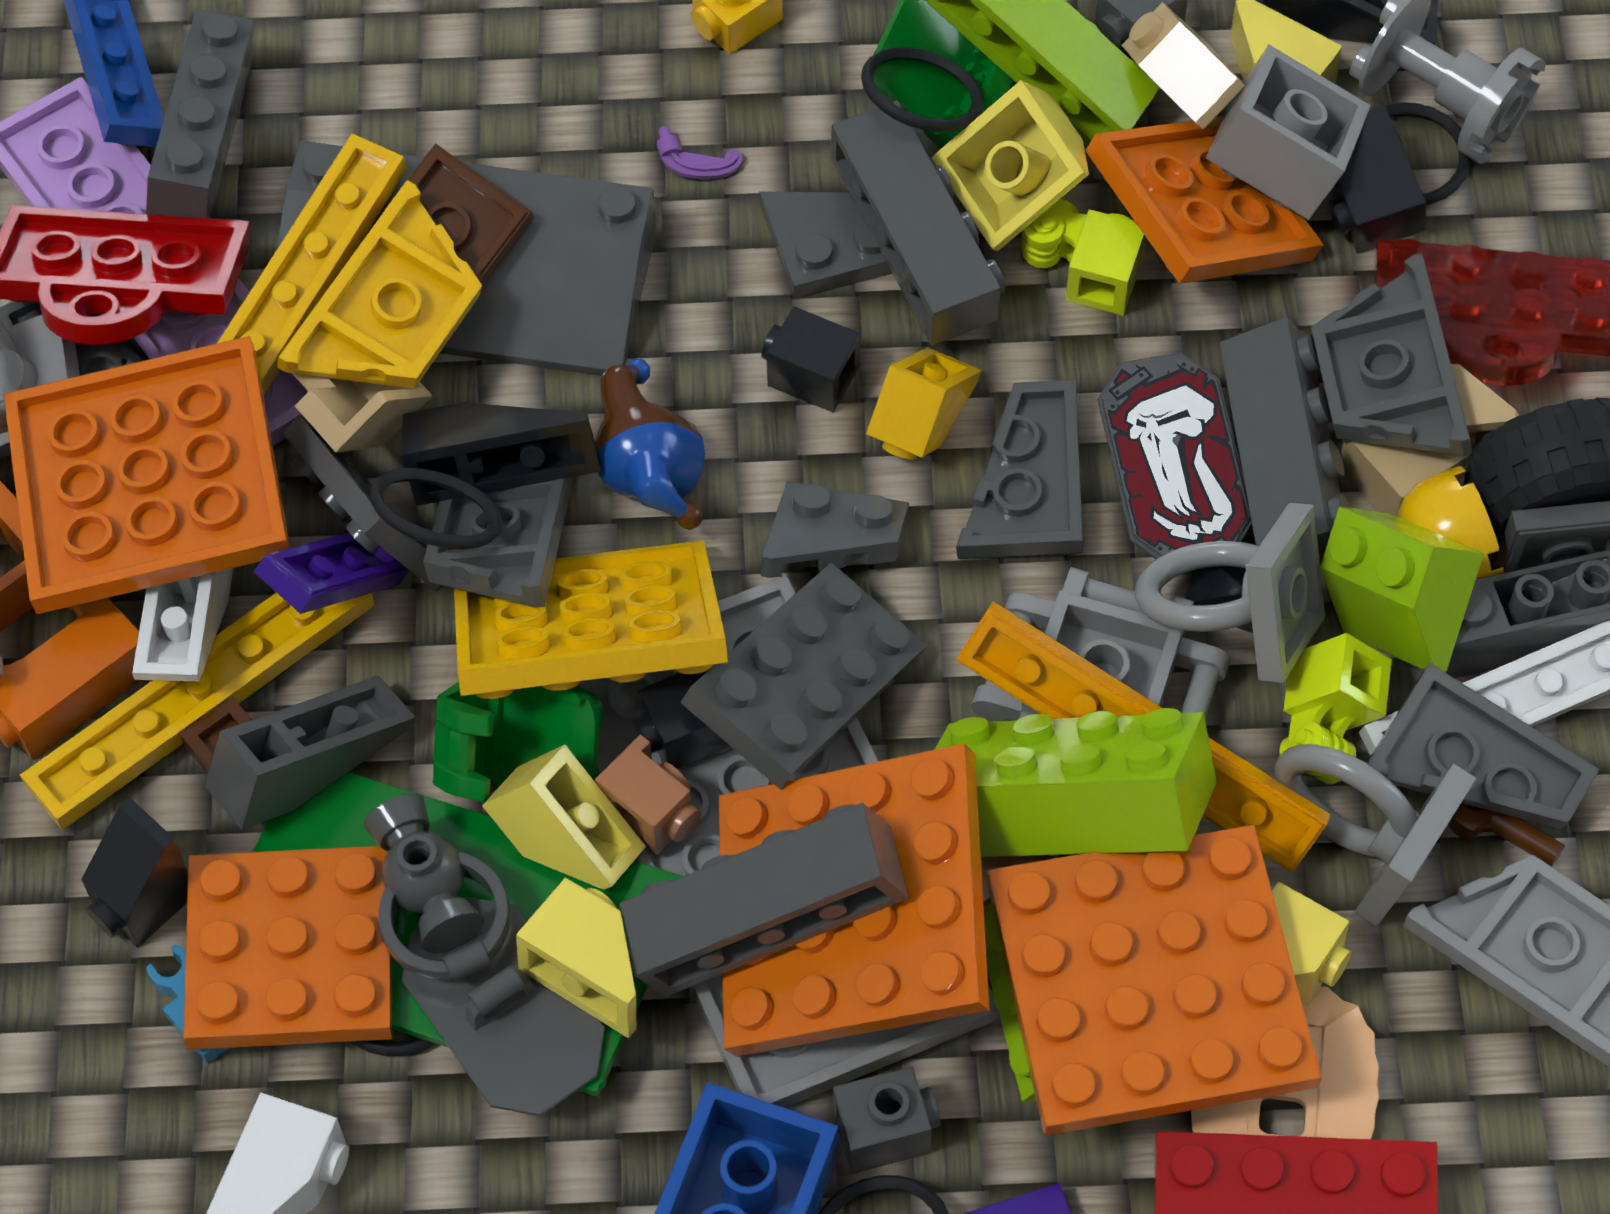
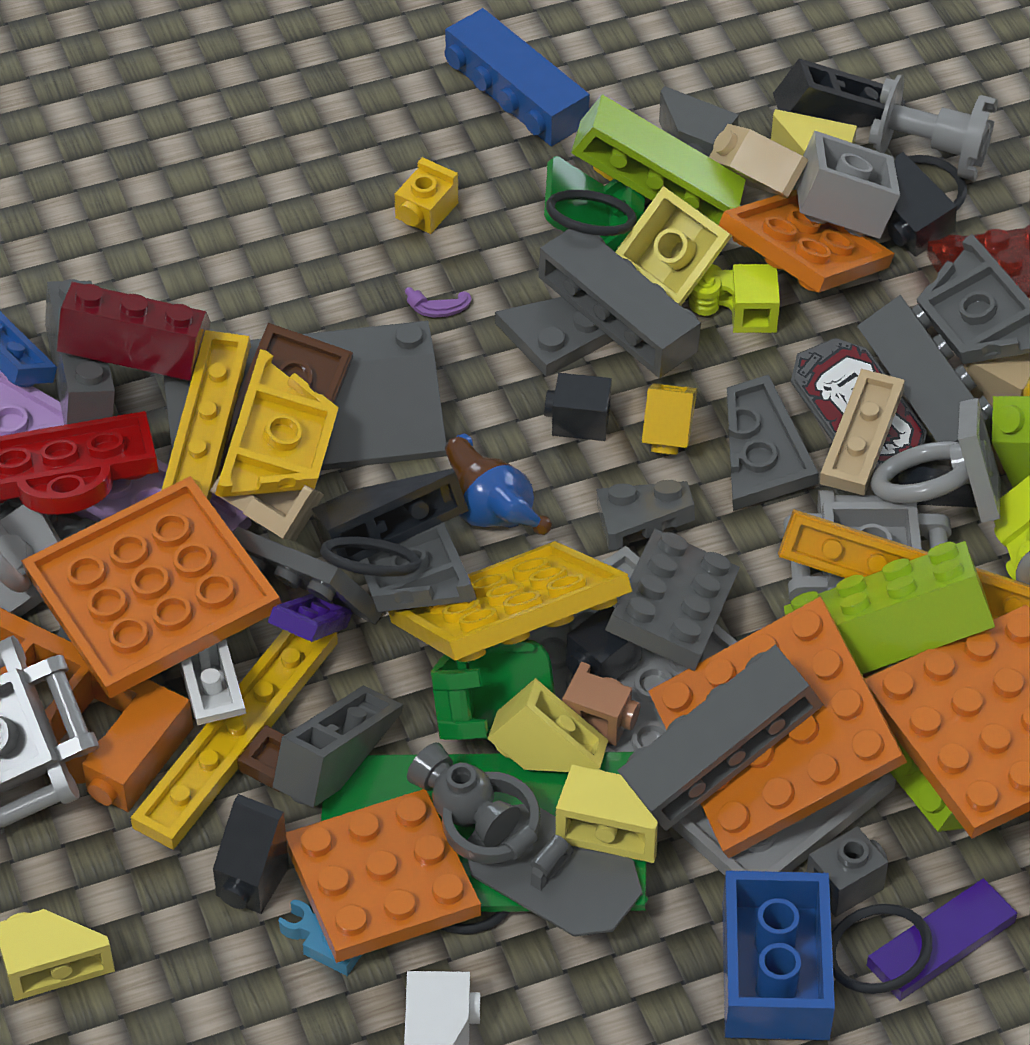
camera: 20 degrees left, 10 degrees down
(254, 111) = (131, 330): none -> dark red slope
(1156, 502) = (862, 432): none -> tan plate

